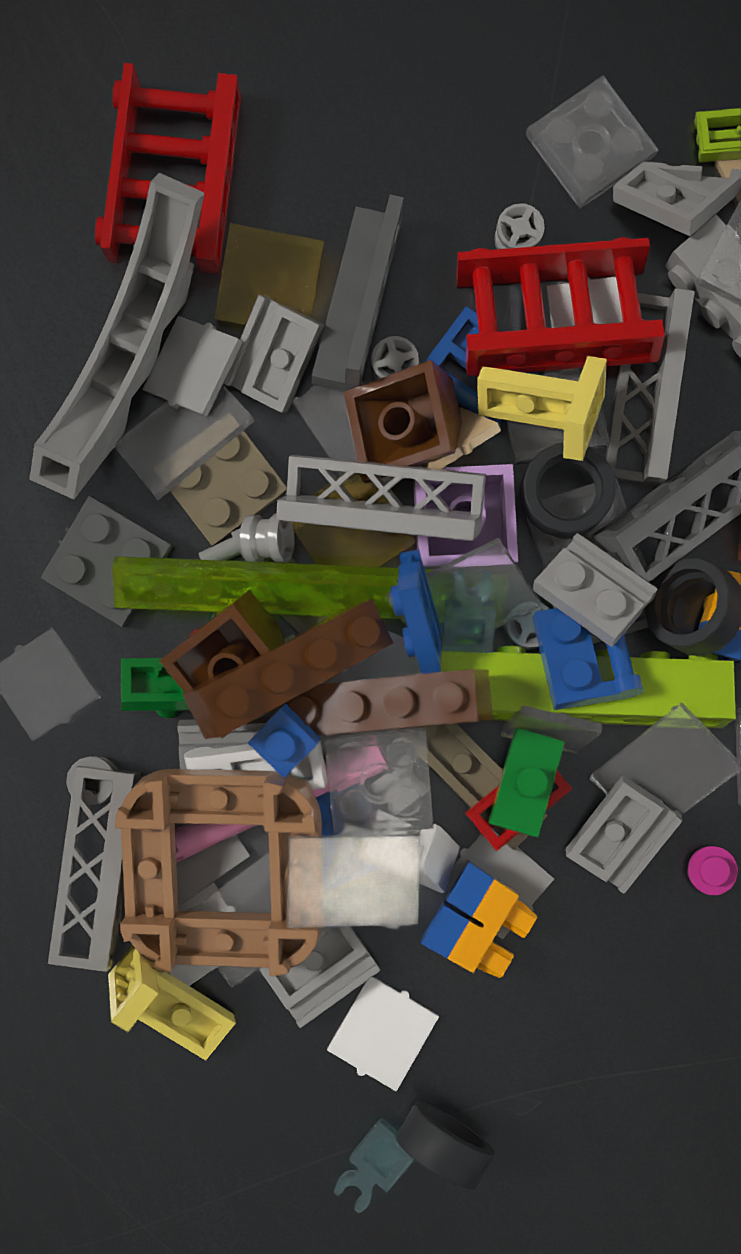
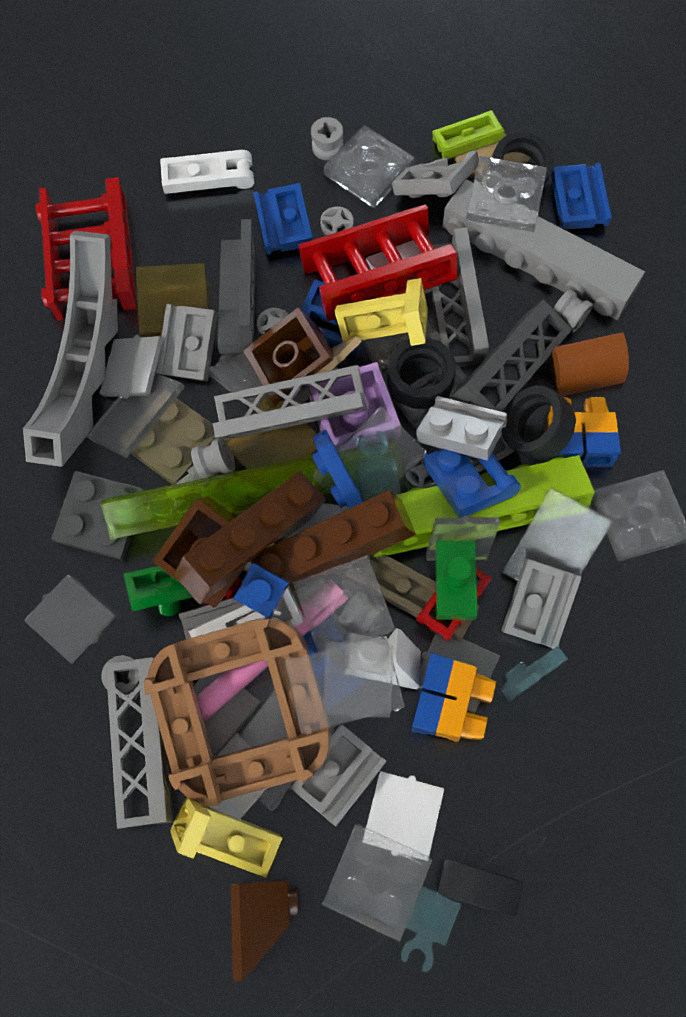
camera: 15 degrees left, 15 degrees down
(187, 1109) = (259, 919): none -> reddish brown slope
(331, 1101) = (377, 882): none -> clear plate
(362, 90) = (207, 171): none -> white plate
(449, 196) = (283, 218): none -> blue plate
(542, 95) = (323, 146): none -> light grey wheel
(575, 918) = (524, 677): none -> clear light blue plate
(712, 870) = (616, 614): dark pink plate -> none

